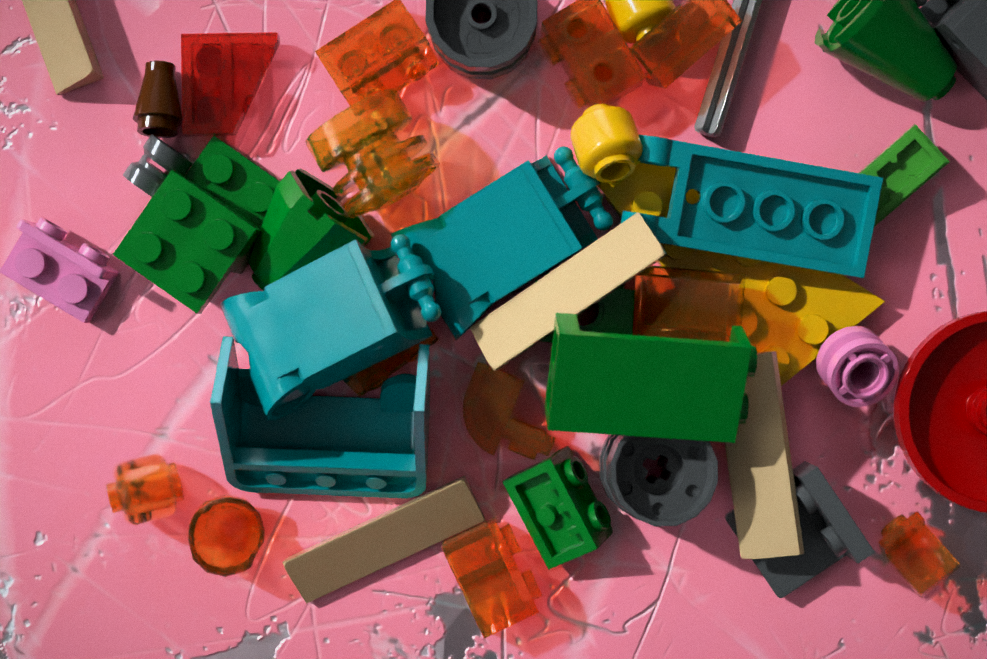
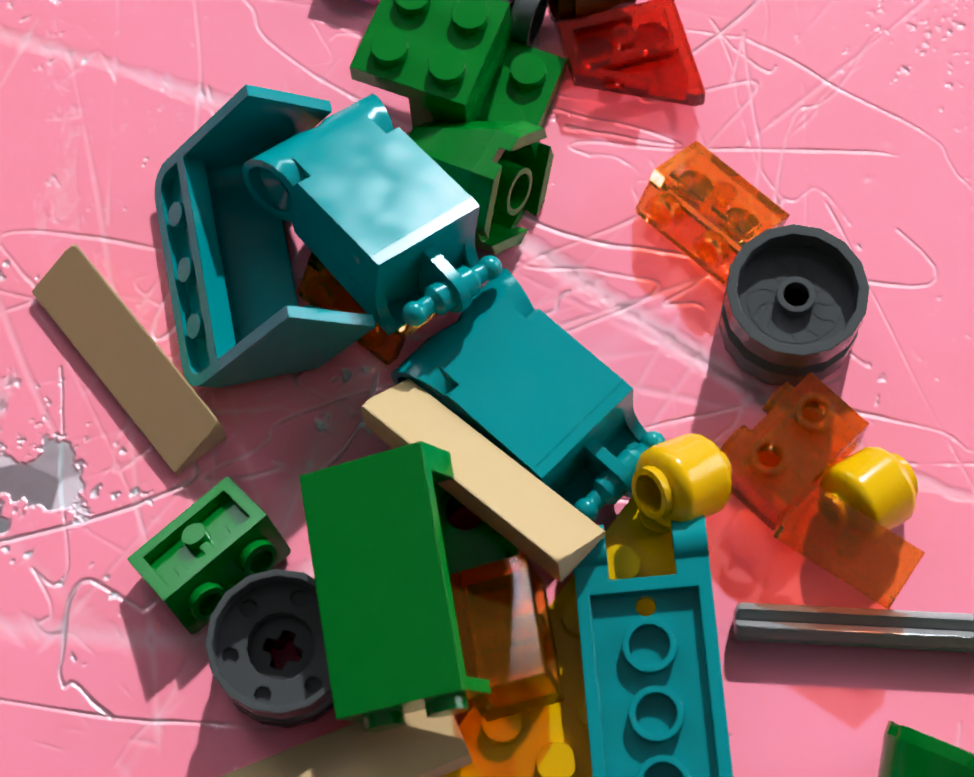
camera: 80 degrees right, 20 degrees down
(145, 489) = (133, 80): clear orange head -> none
(225, 535) = (96, 175): clear orange hair -> none
(368, 146) = (592, 219): clear yellow wheel -> none
(489, 410) = (305, 438): clear orange brick -> none
(491, 576) = (104, 491): clear orange brick -> none

